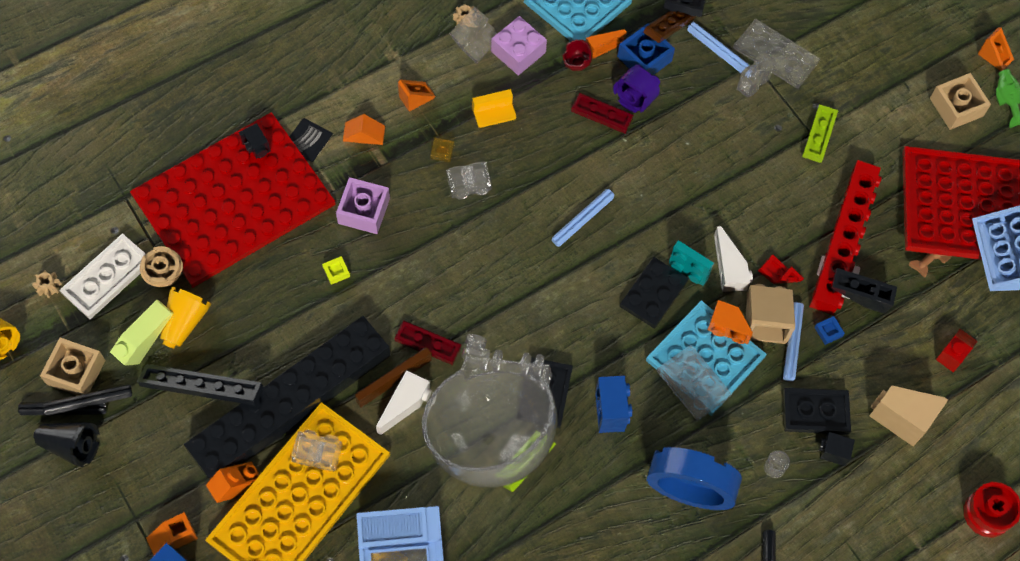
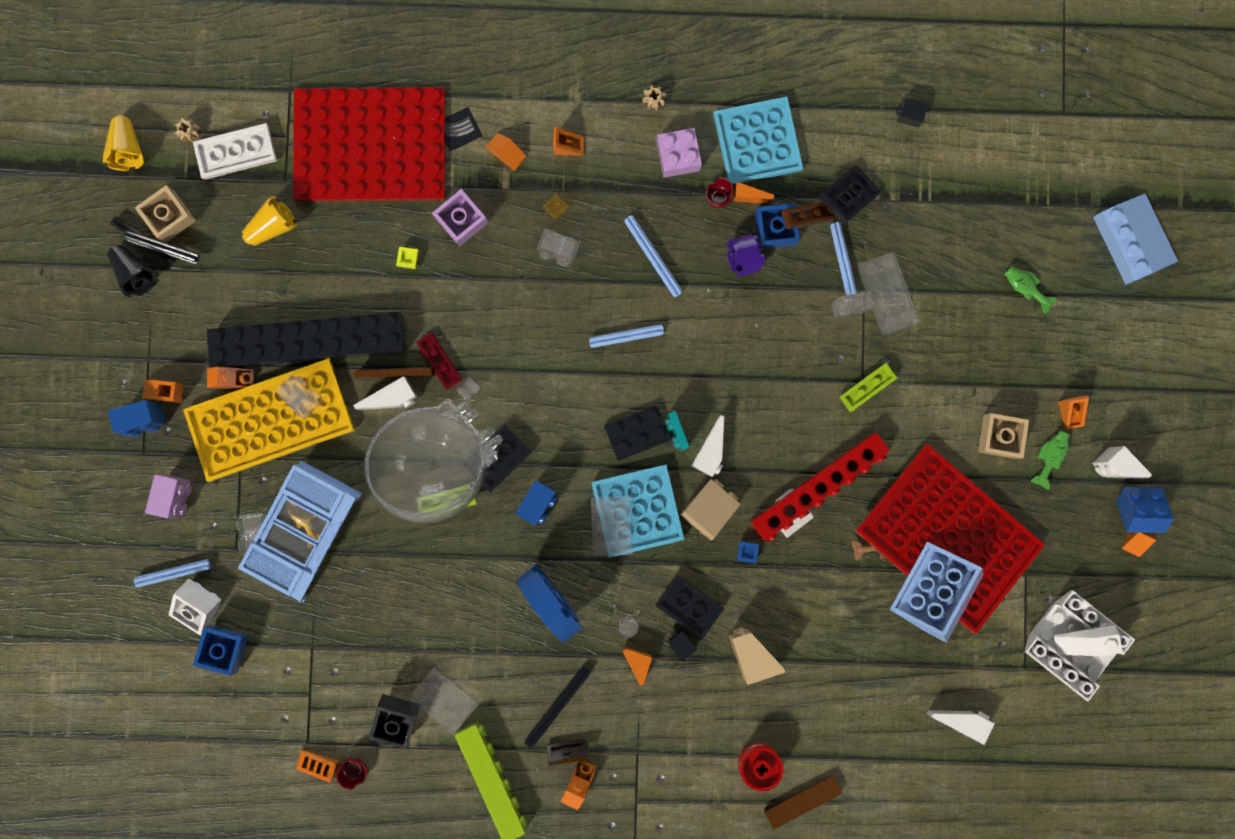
camera: 35 degrees right, 20 degrees up
(141, 335) = (228, 220): yellowish green slope -> none
(161, 267) = (275, 172): tan cone -> none
(201, 384) = (247, 289): black plate -> none
(255, 141) = (410, 109): black brick -> none
(474, 35) = (649, 120): clear slope -> none
(493, 108) = (621, 197): yellow panel -> none
(557, 139) = (653, 256): none -> light blue axle
(602, 113) = (706, 255): dark red tile -> none
(730, 322) = (671, 498): orange slope -> none
(778, 273) = (745, 479): red slope -> none
(793, 345) = (710, 545): light blue axle -> none
(811, 491) = (638, 662): none -> orange slope
(864, 290) = (795, 541): black slope -> none
(956, 350) = (835, 632): red slope -> none

